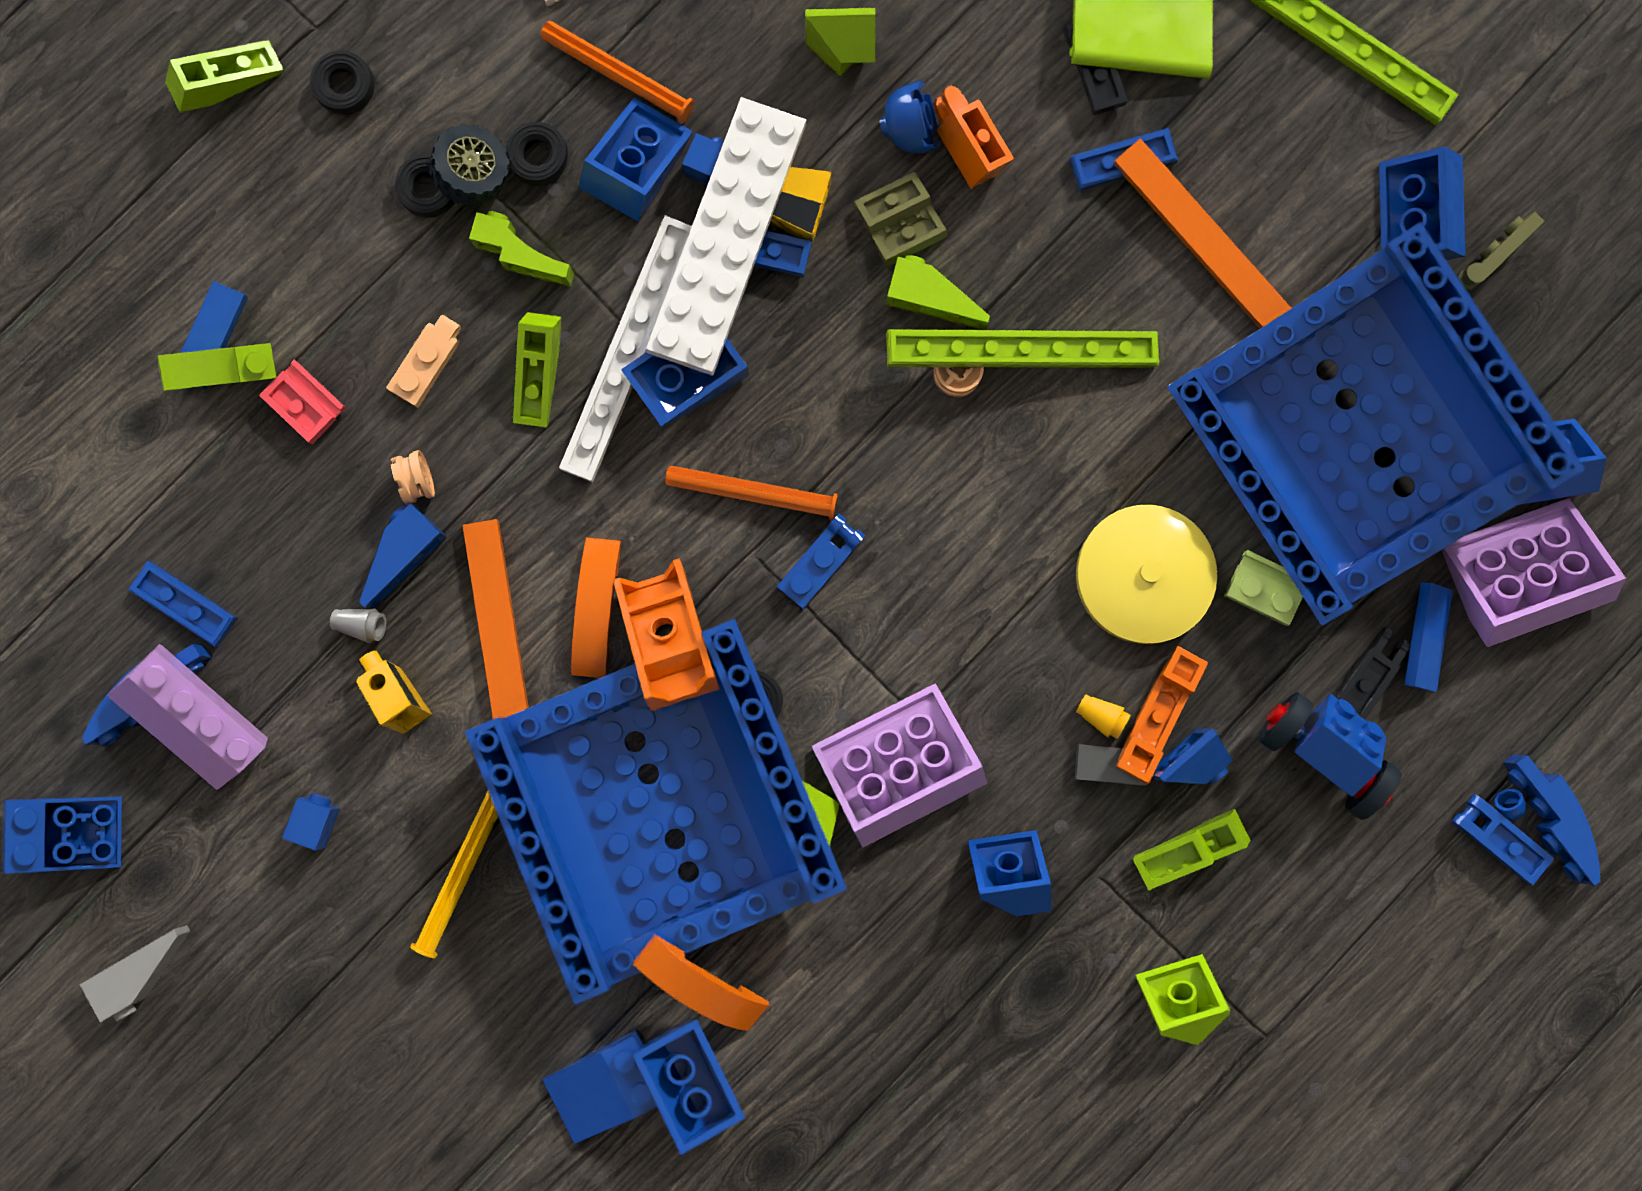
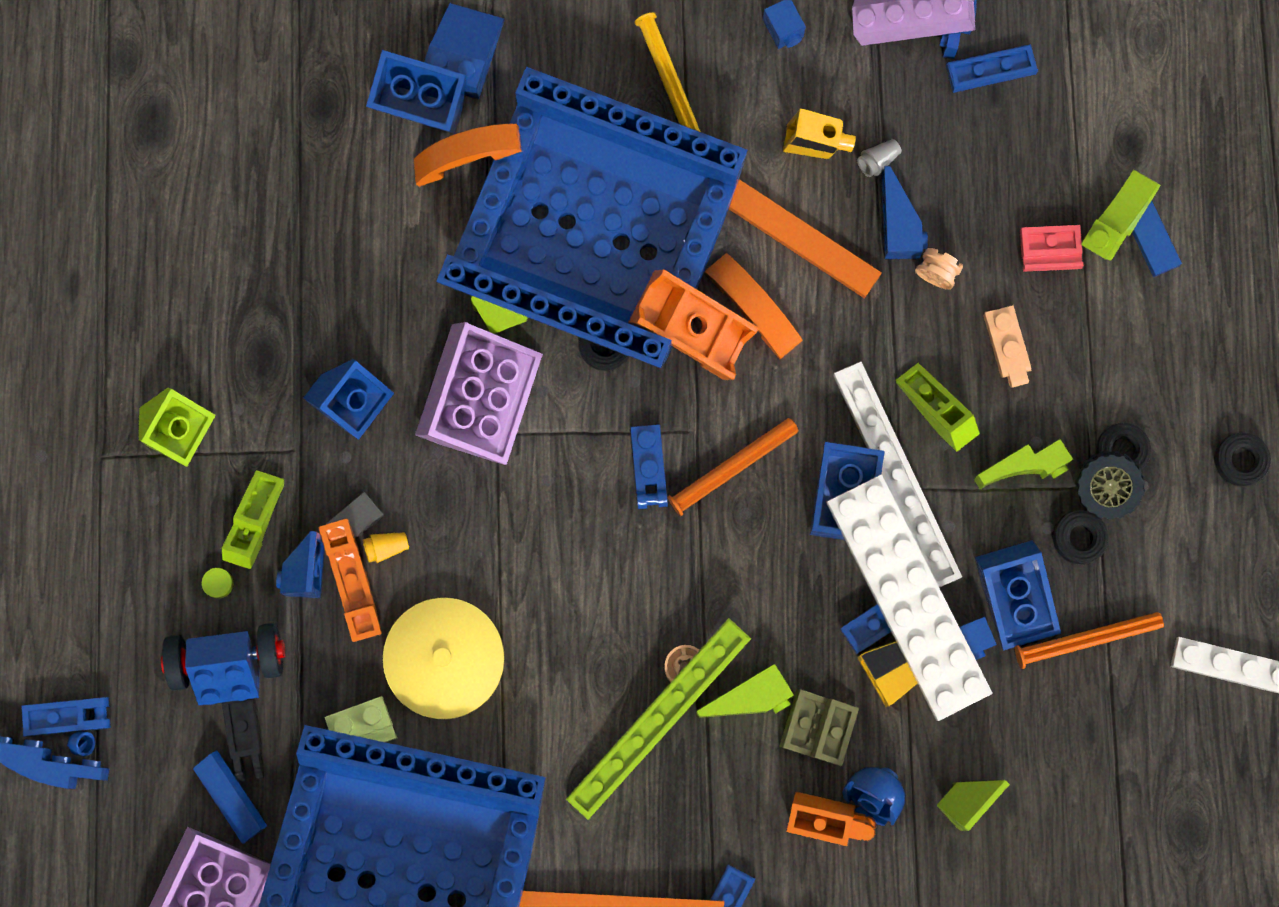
camera: 140 degrees right, 5 degrees down
(1271, 826) = (217, 583): none -> lime tile

